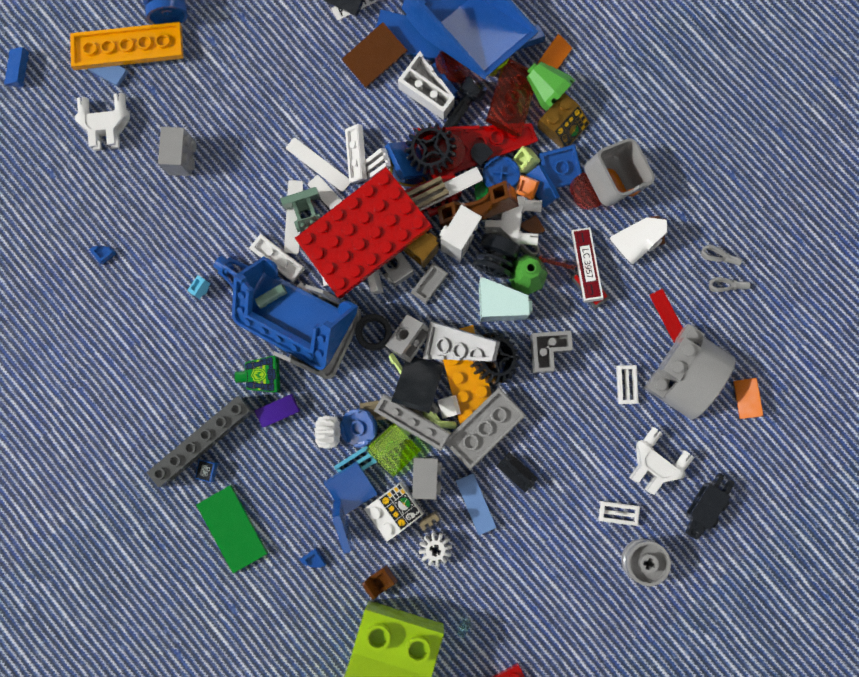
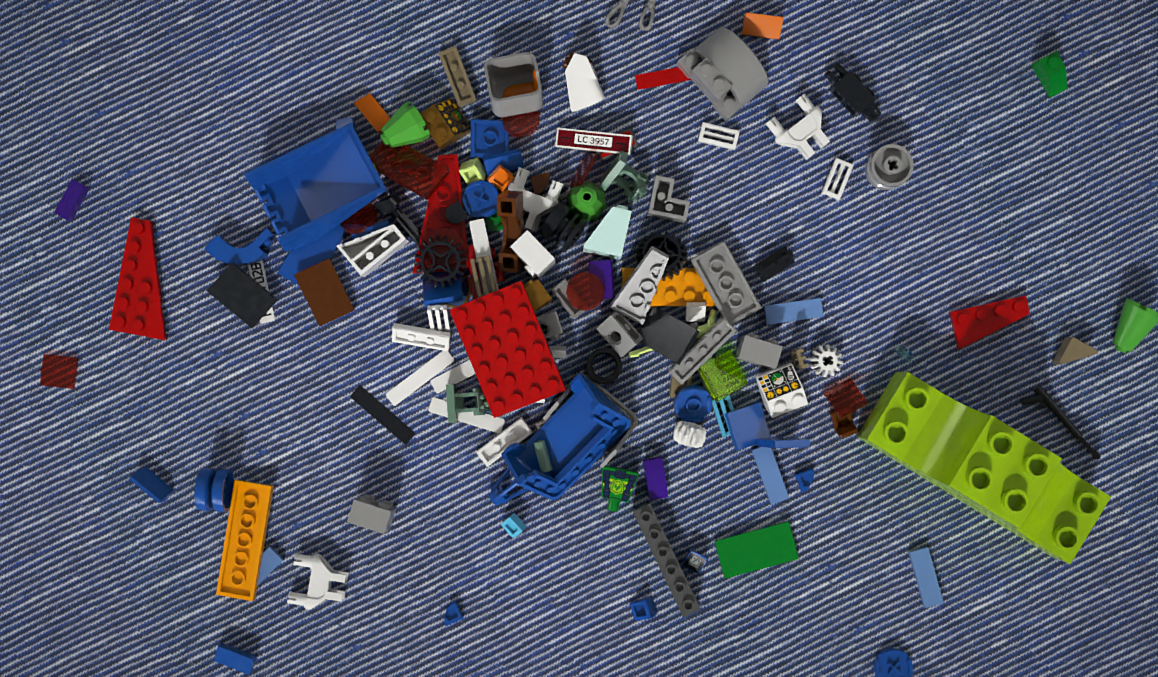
camera: 80 degrees left, 5 degrees up
(149, 433) = (643, 608): none -> blue slope
(274, 140) = (382, 415): none -> black sticker
(308, 523) = (770, 474): none -> medium blue tile
(403, 578) = (845, 398): none -> clear red piece
(439, 294) = (585, 291): none -> clear red tile
(455, 307) = (604, 270): none -> dark purple slope
(559, 293) = (614, 174): none -> sand green tile
(611, 122) = (457, 76): none -> dark tan plate

